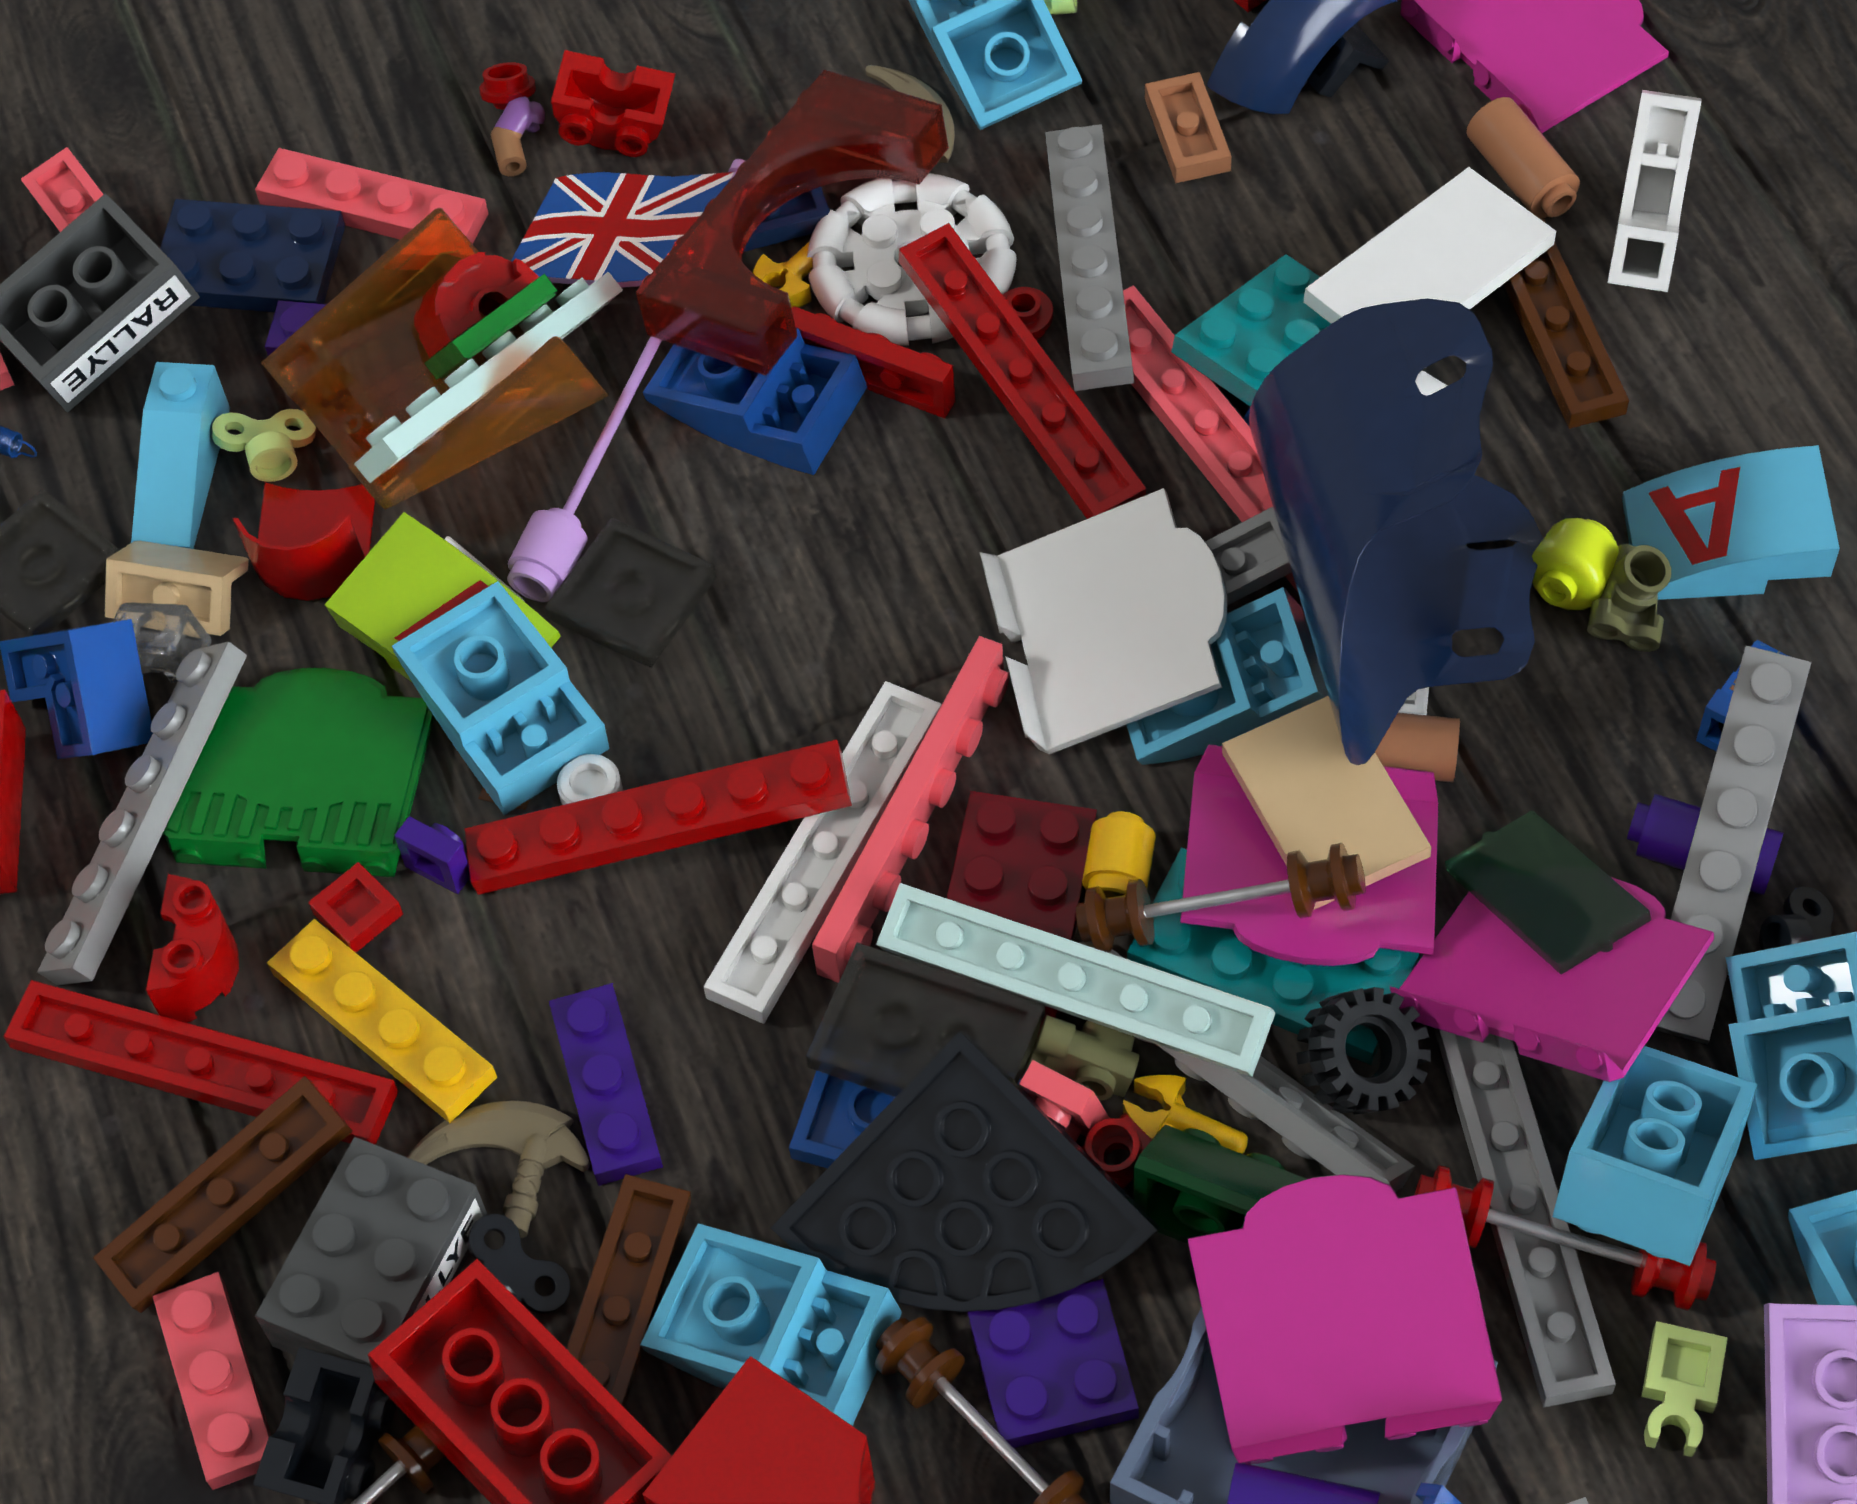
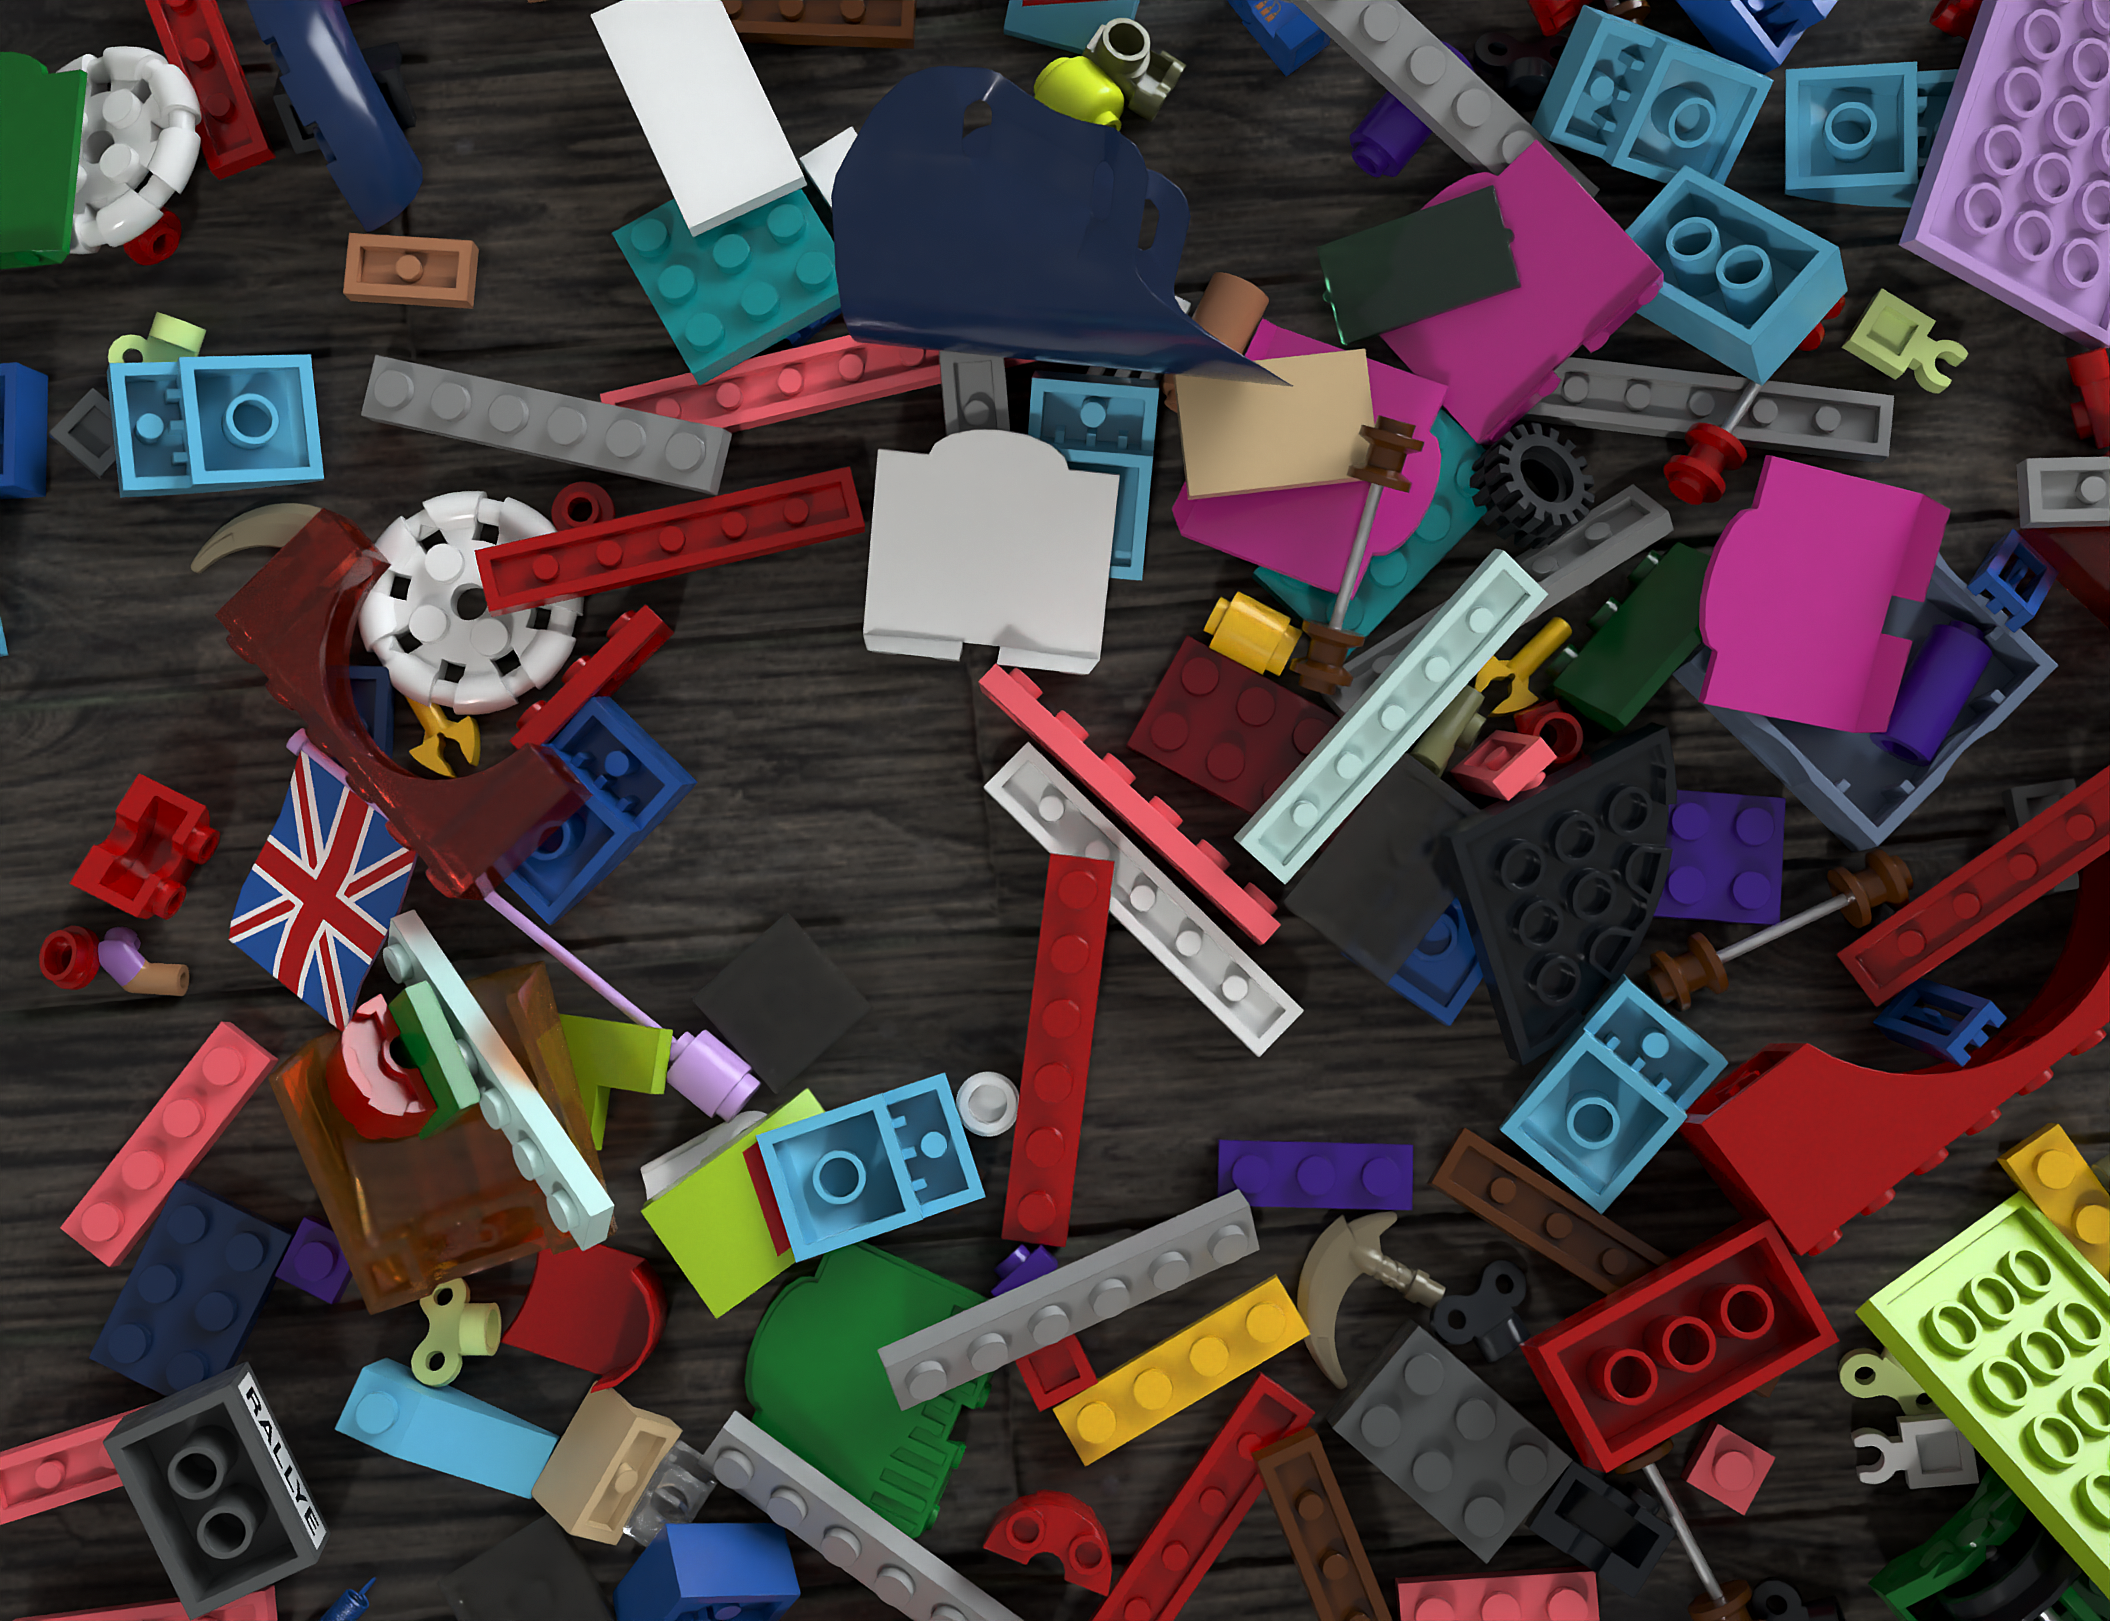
camera: 70 degrees left, 25 degrees up
(423, 888) = (1069, 1299): none -> light grey plate
(535, 468) = (614, 1056): none -> lime tile

